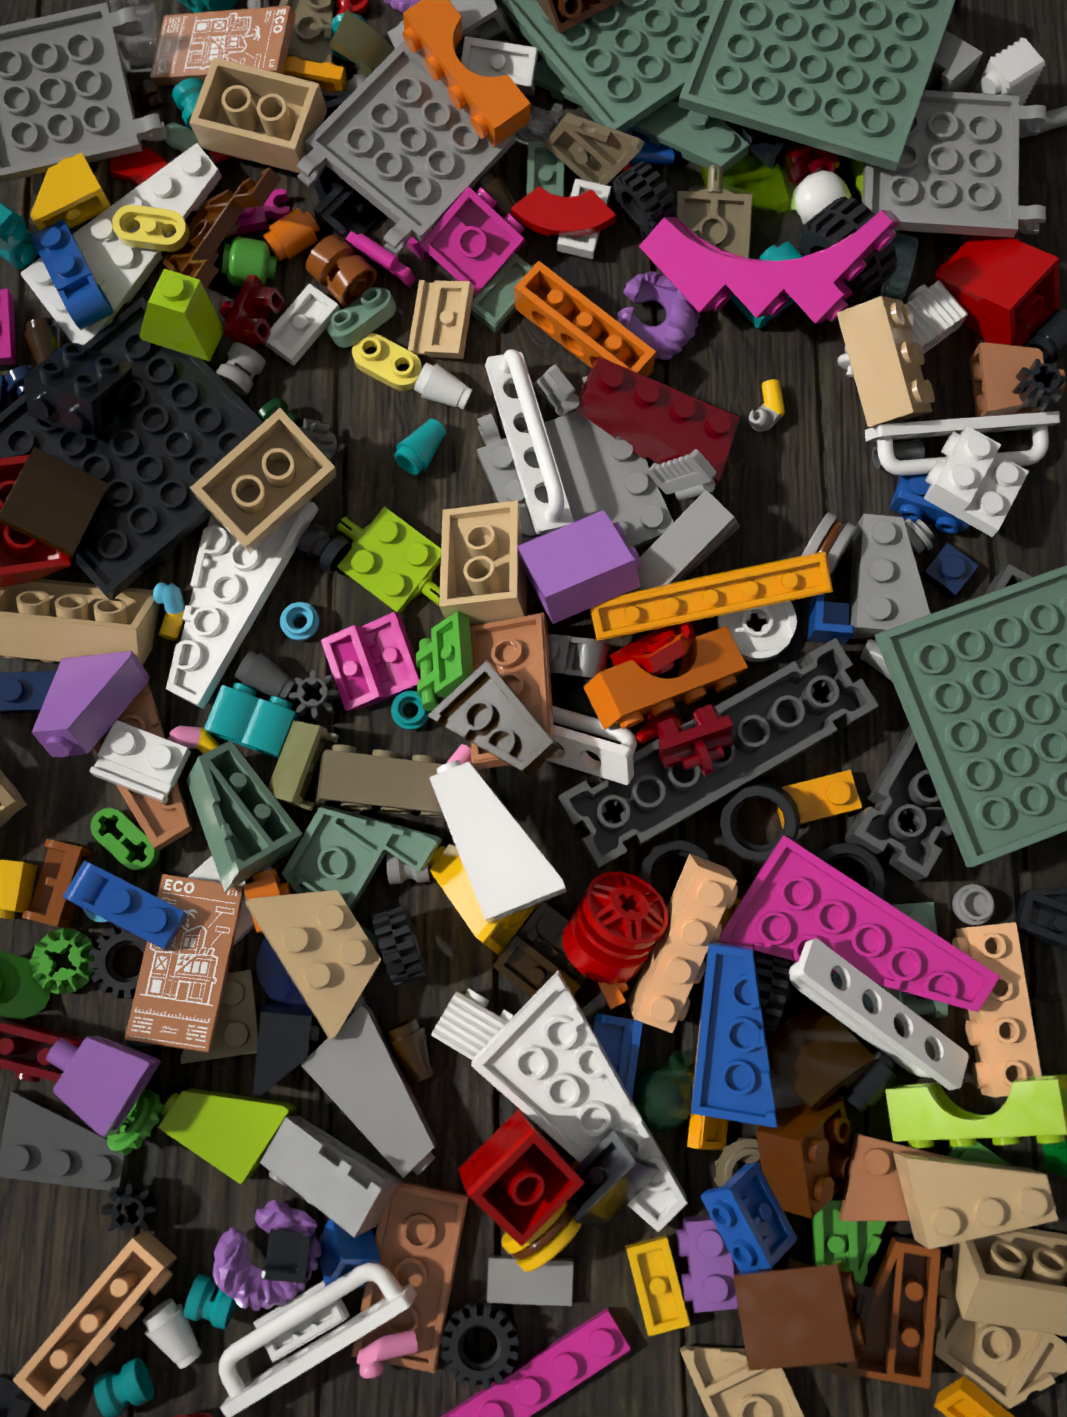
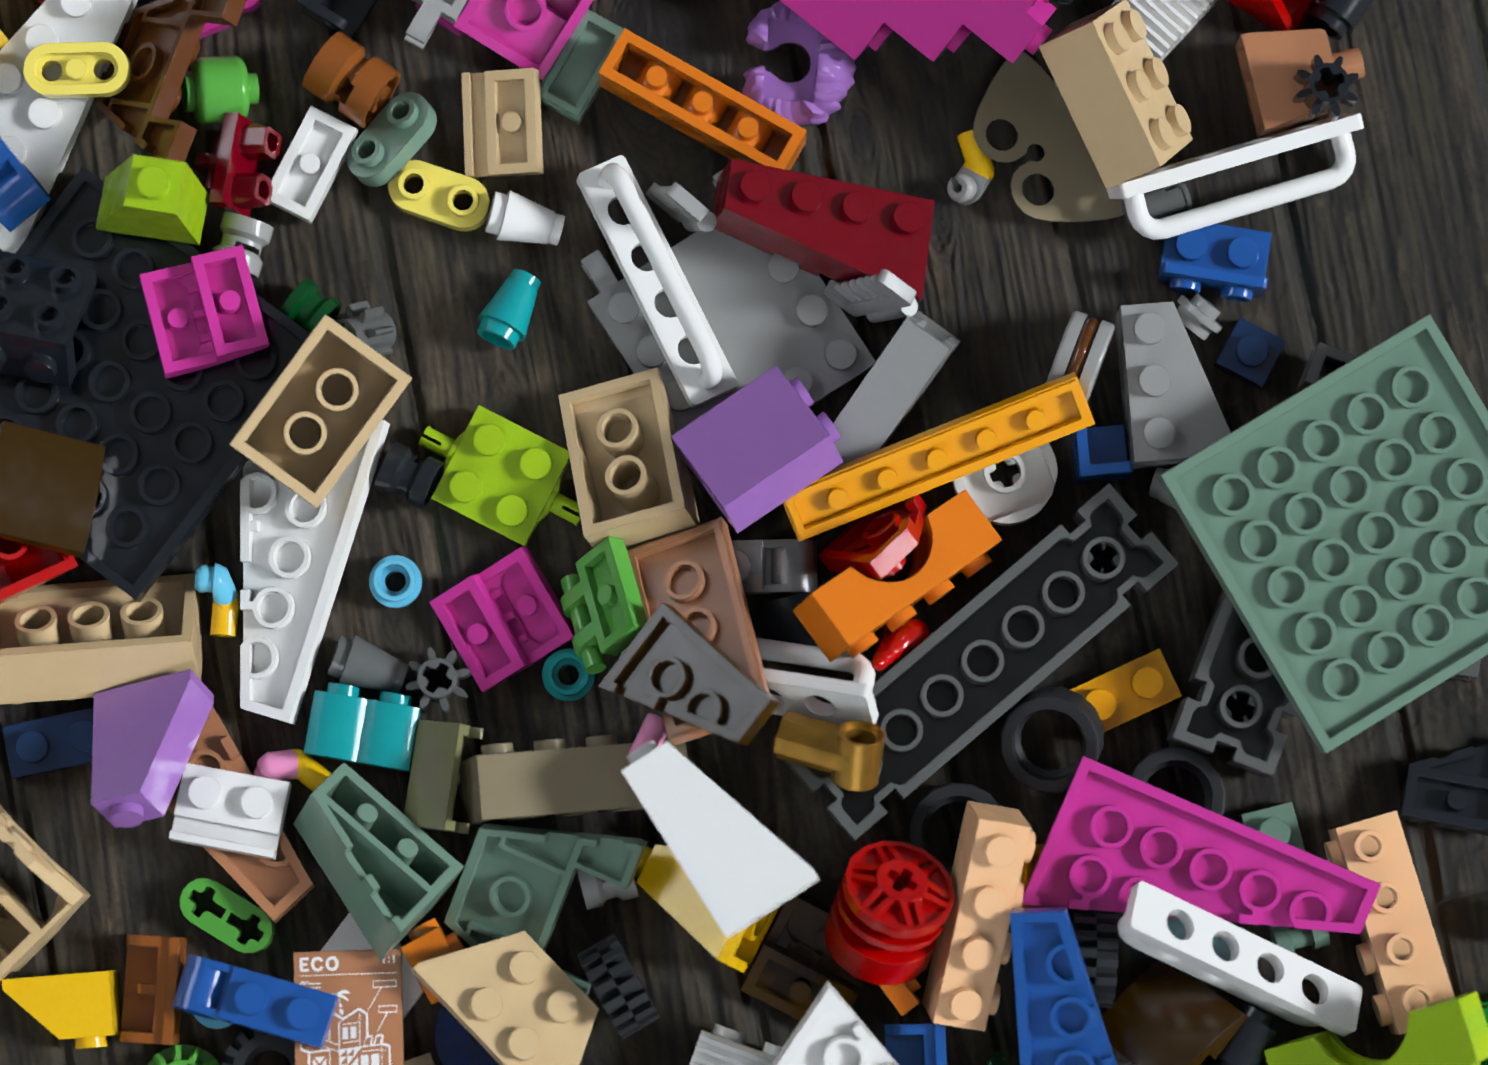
camera: 15 degrees left, 5 degrees up
(200, 403) = (204, 311): none -> dark pink slope
(291, 234) = (270, 37): orange brick -> none
(381, 256) = (400, 50): dark pink piece -> none
(605, 796) = (846, 750): none -> pearl gold piece
(695, 745) = (953, 662): dark red hips -> none
(840, 409) = (1037, 110): none -> dark tan piece
(973, 904) = (1344, 795): light grey plate -> none
(975, 481) = (1261, 234): white plate -> none

